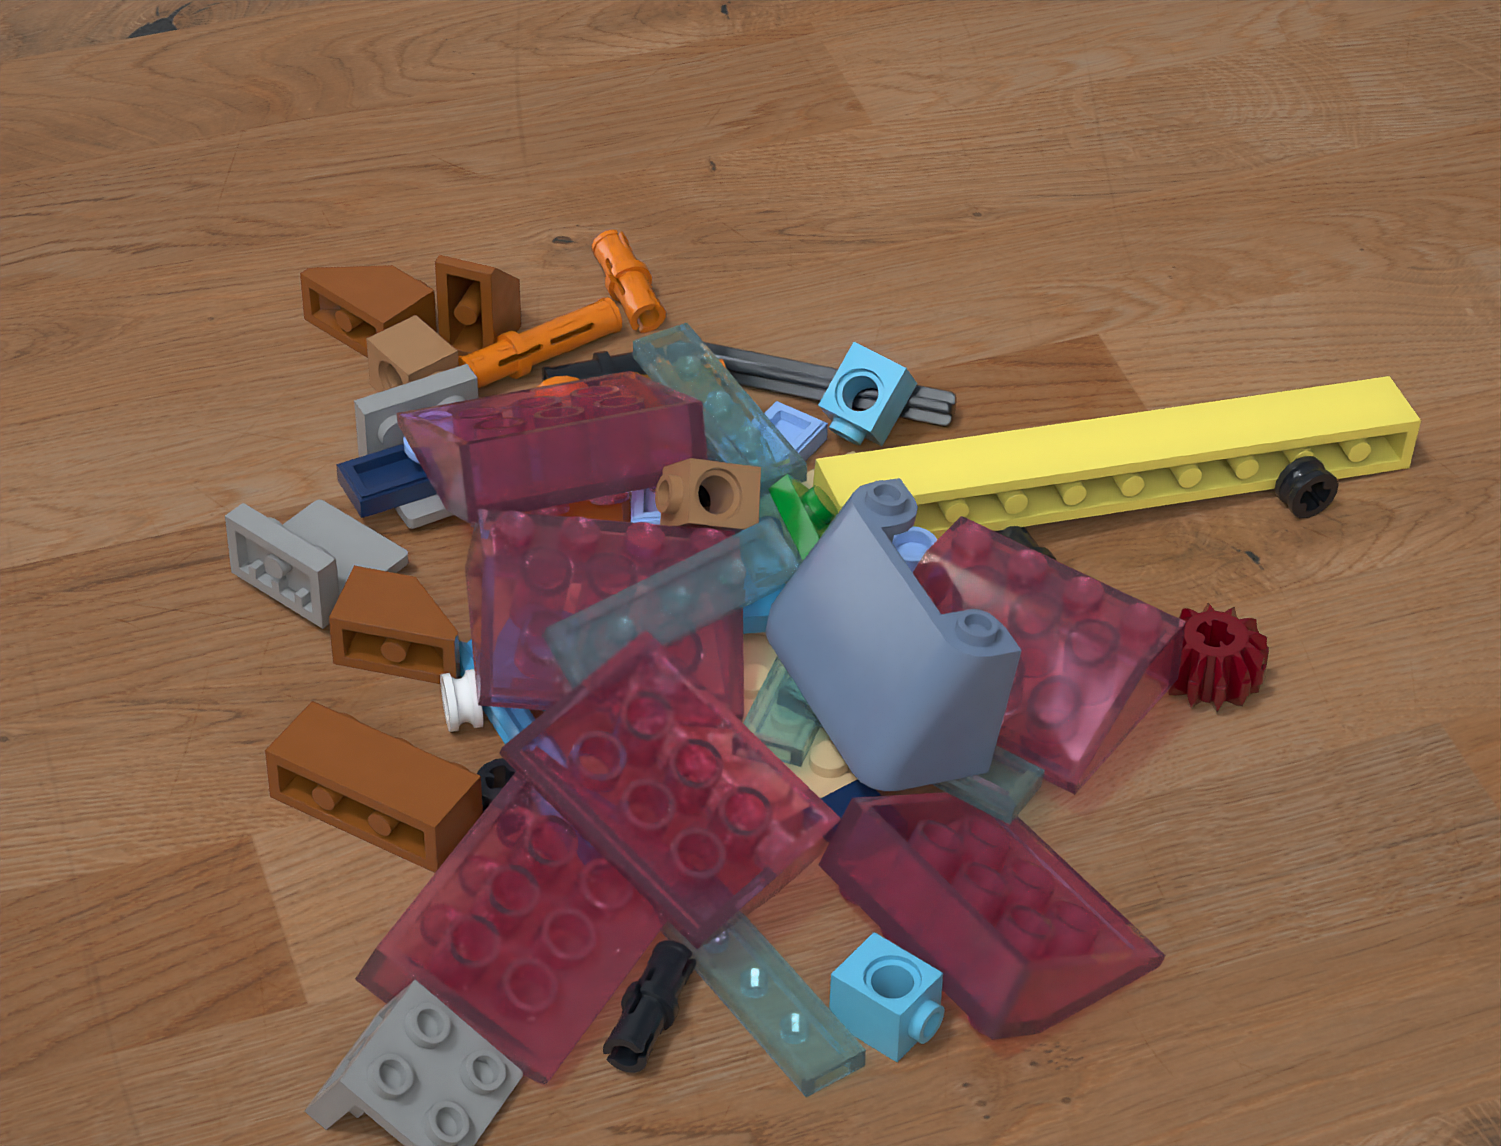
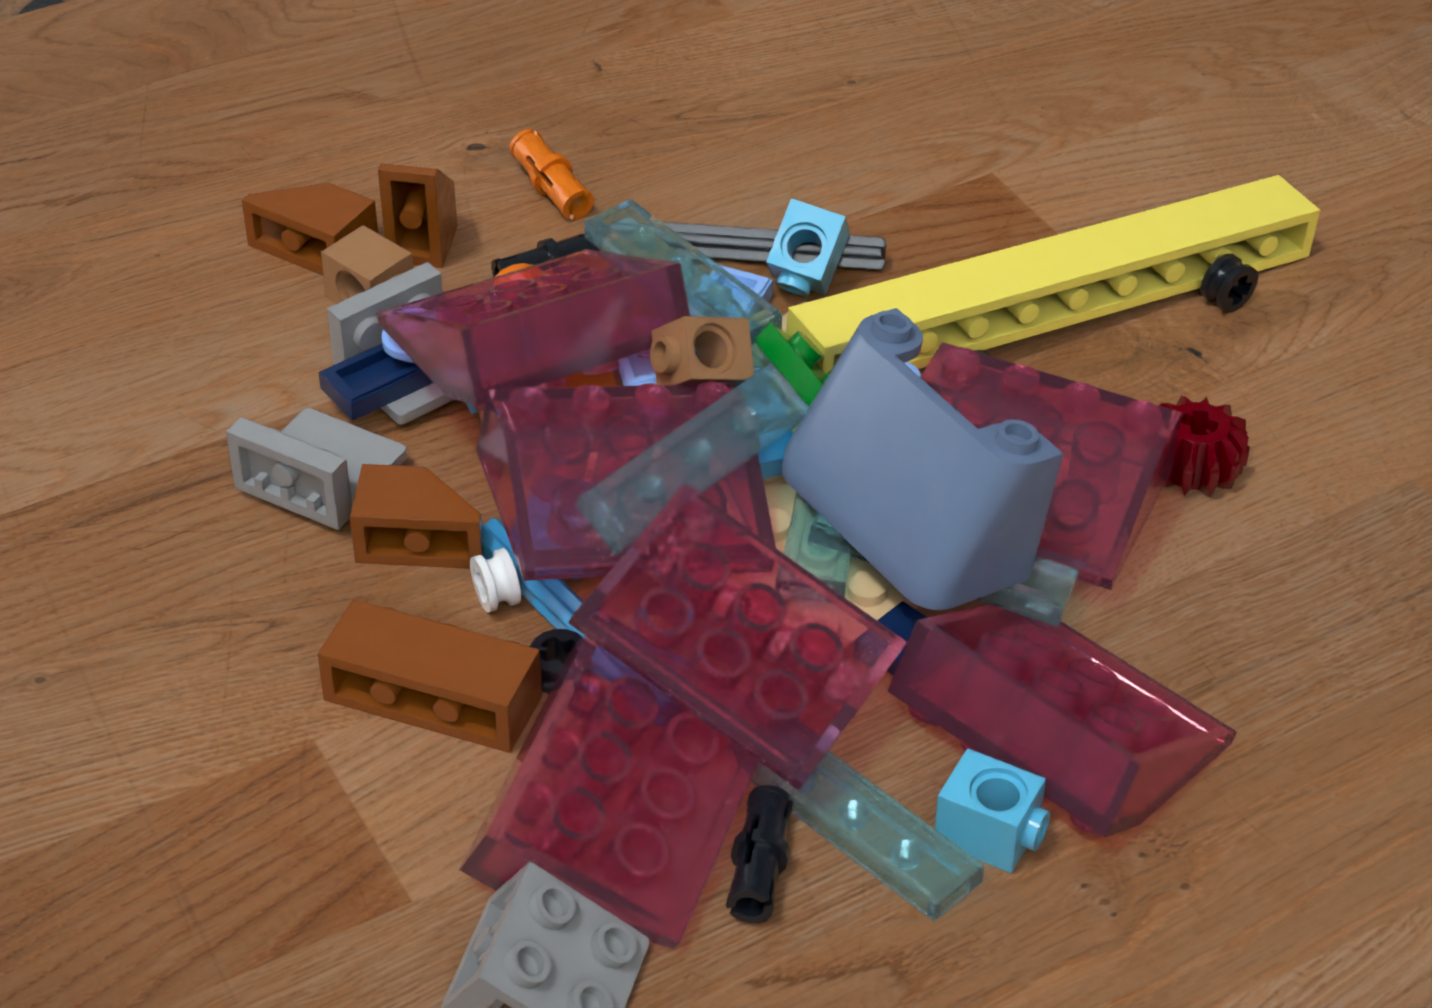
camera: 10 degrees left, 0 degrees up
(517, 353) = (464, 250): orange pin -> none

